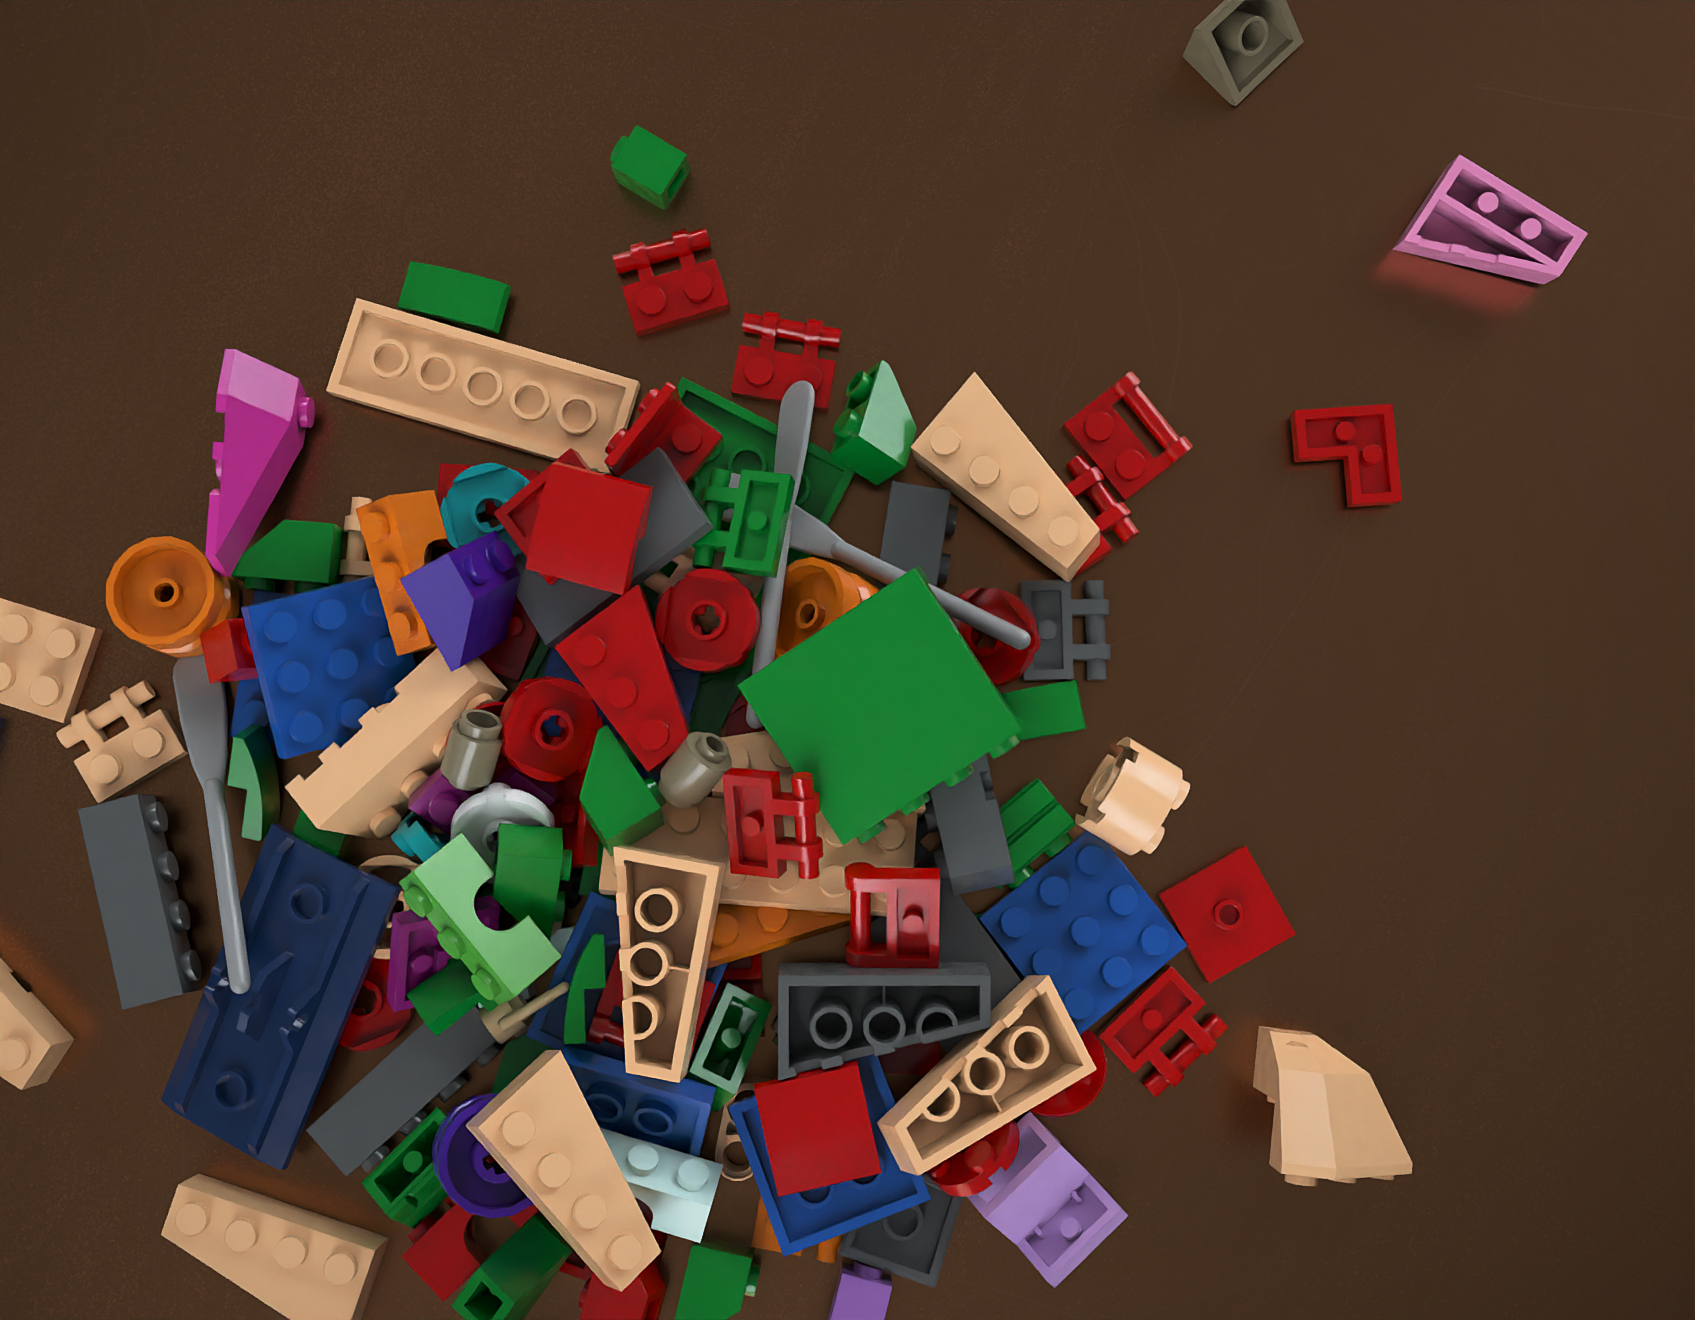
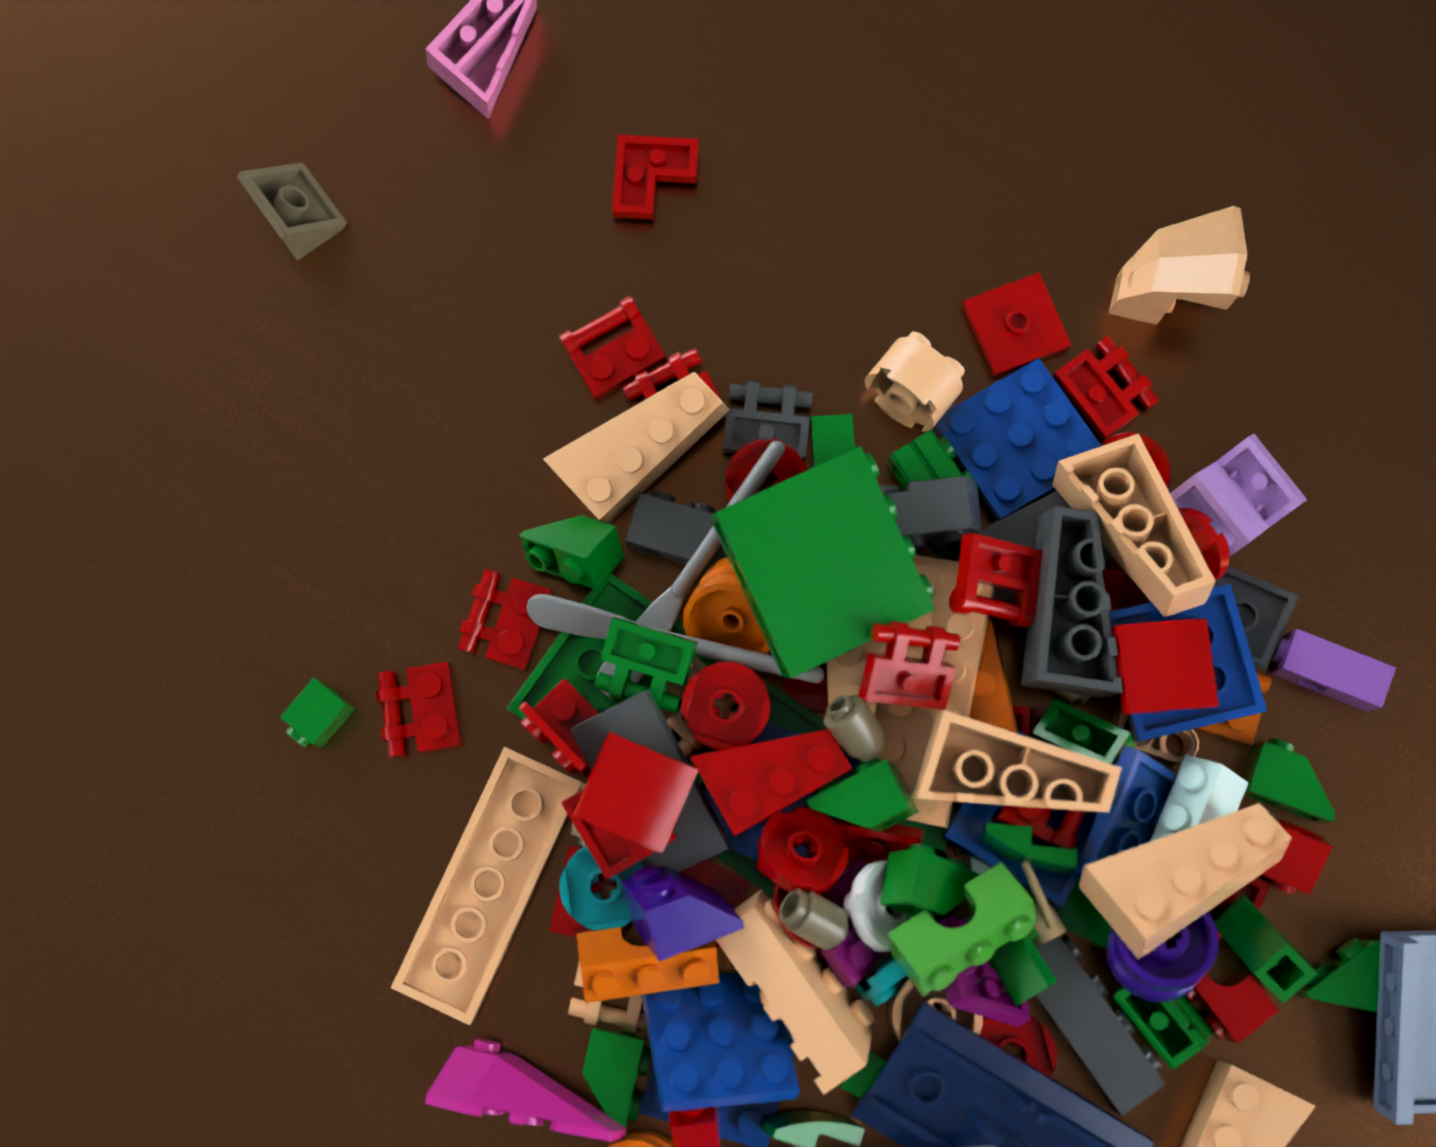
camera: 75 degrees left, 5 degrees down
(454, 296) = (402, 901): green slope -> none

